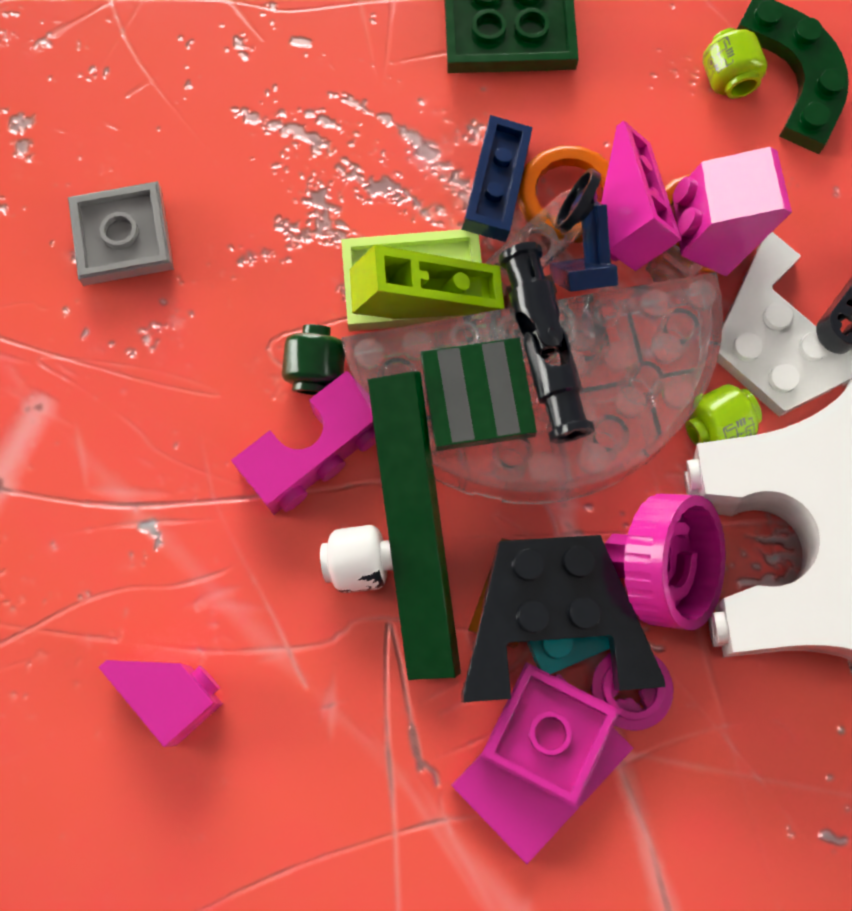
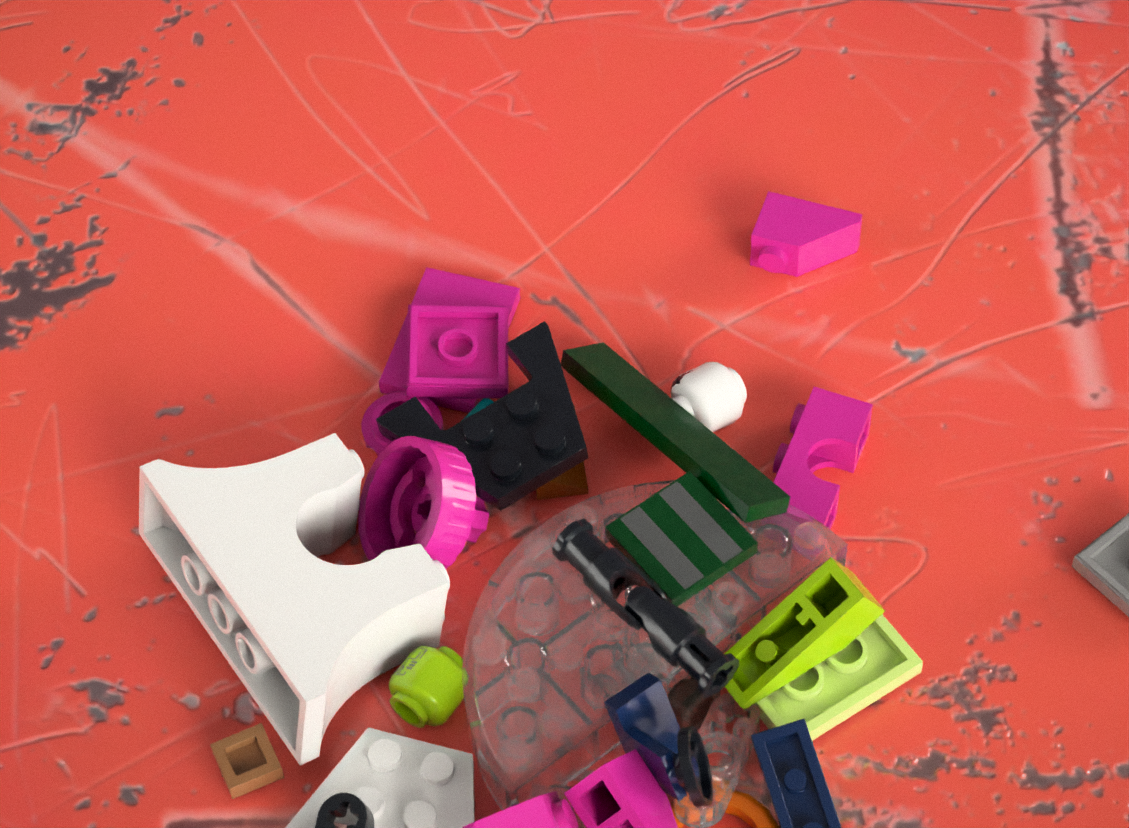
camera: 155 degrees right, 20 degrees down
(312, 359) = (871, 536): dark green head -> none

